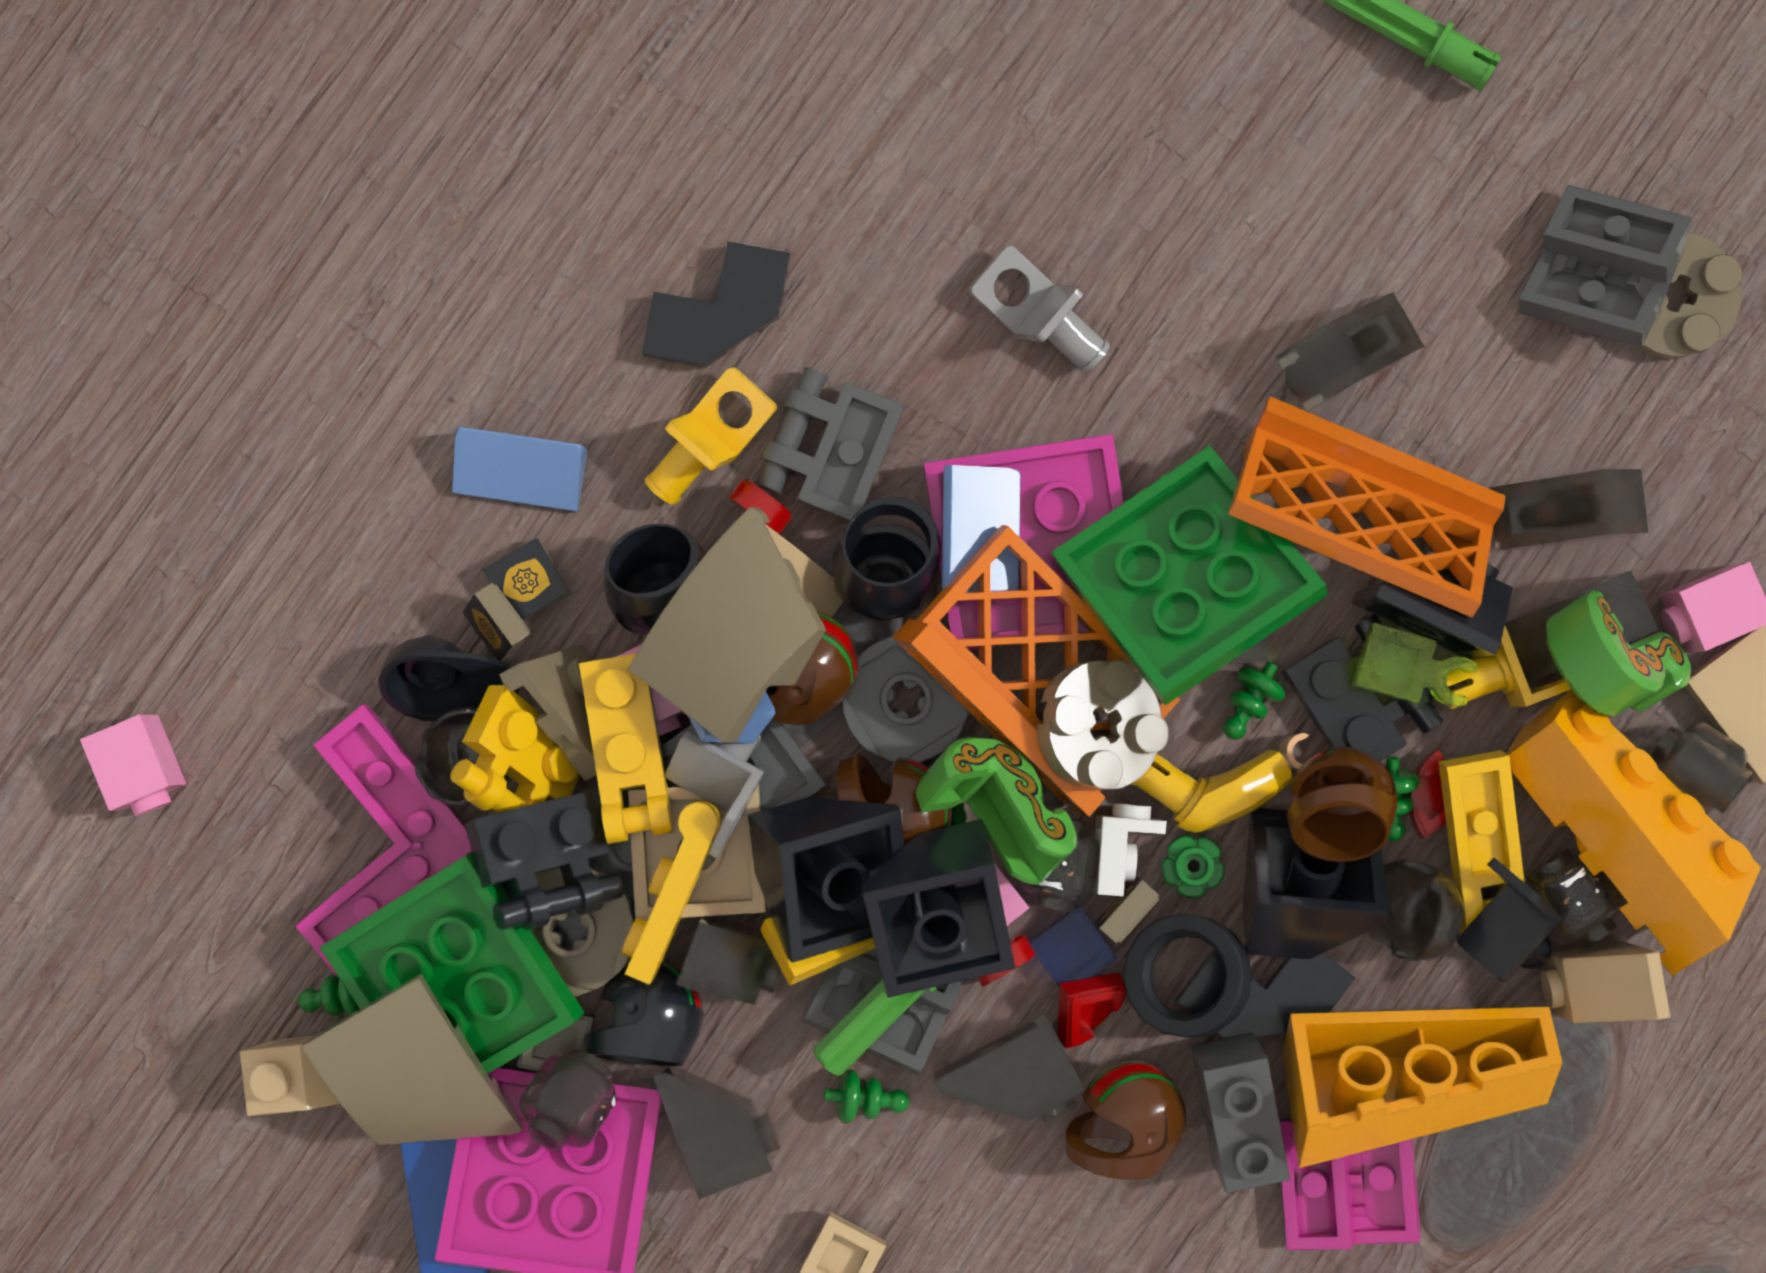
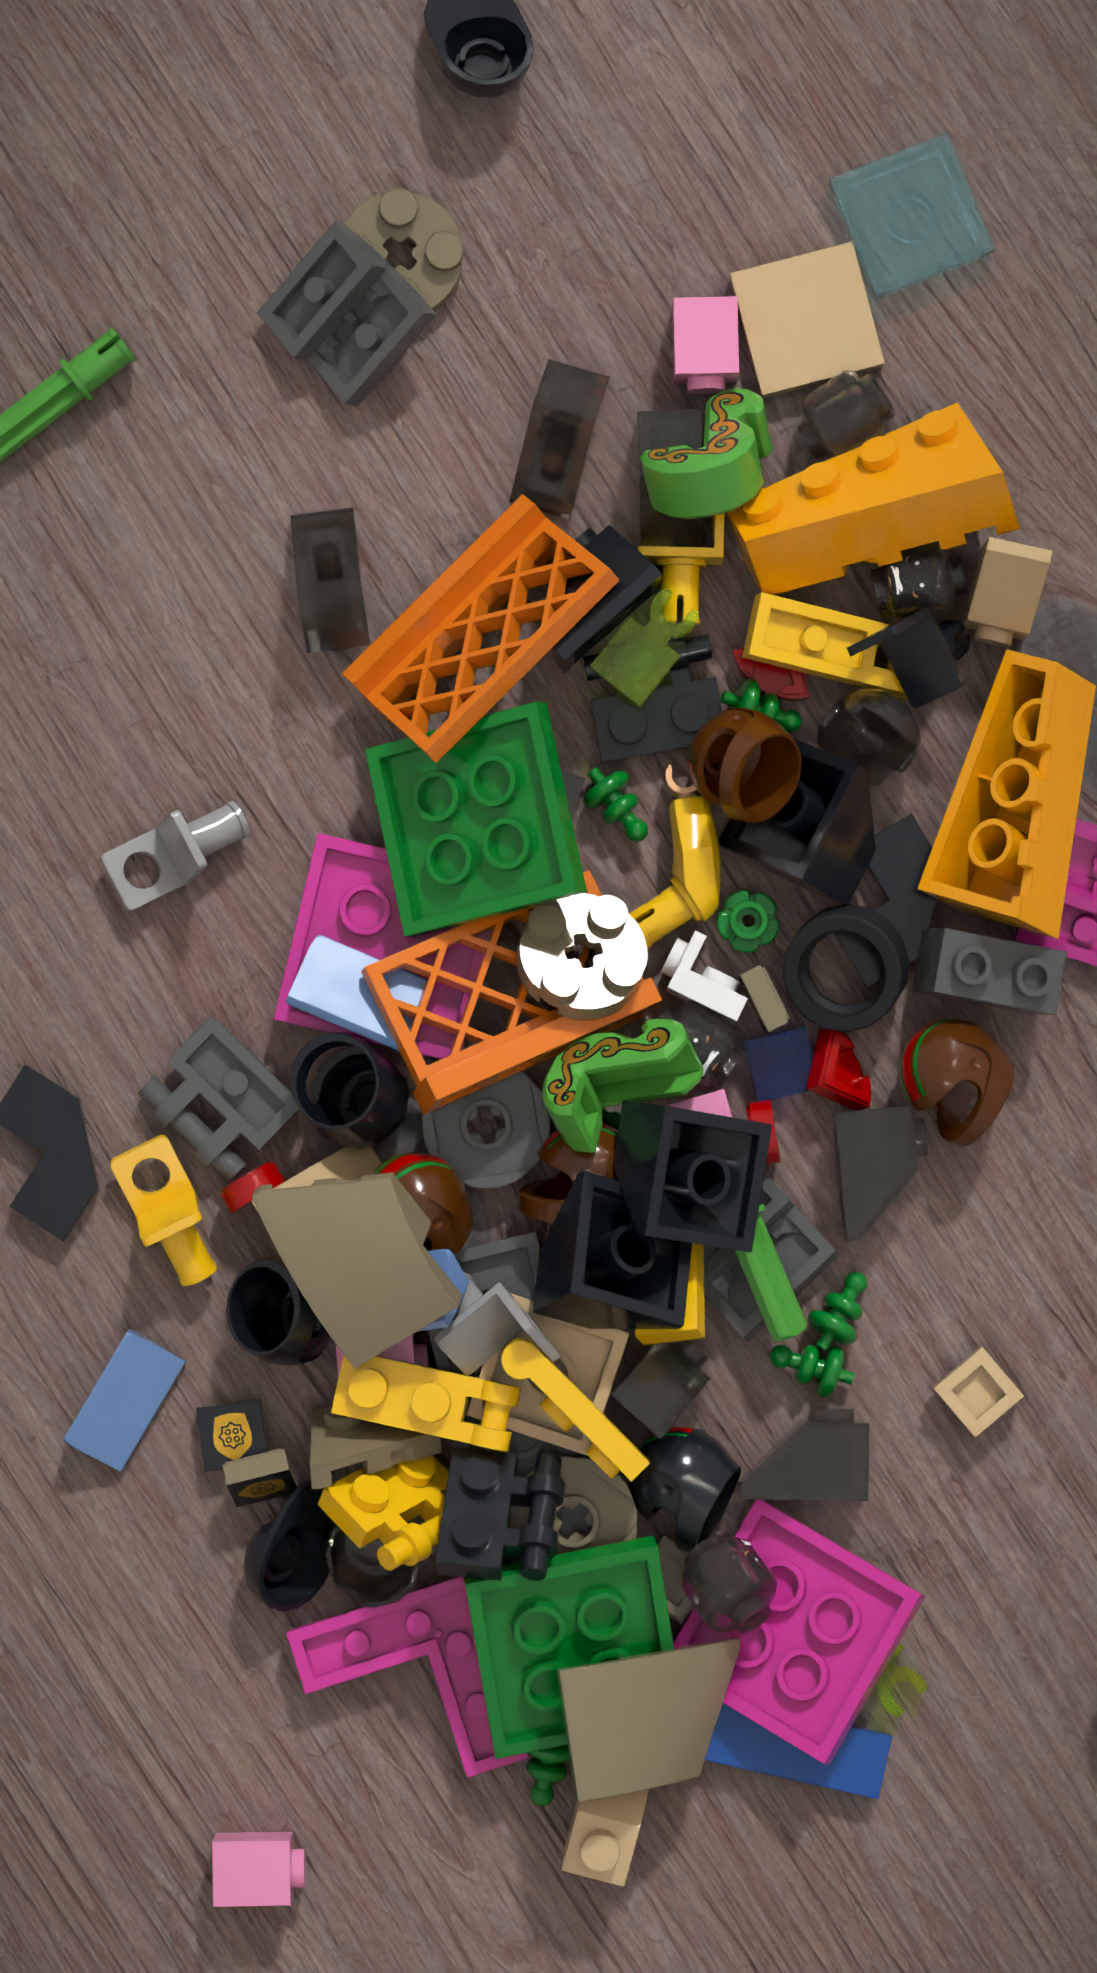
camera: 65 degrees left, 0 degrees up
(804, 1088) = (809, 1365): none -> green hair

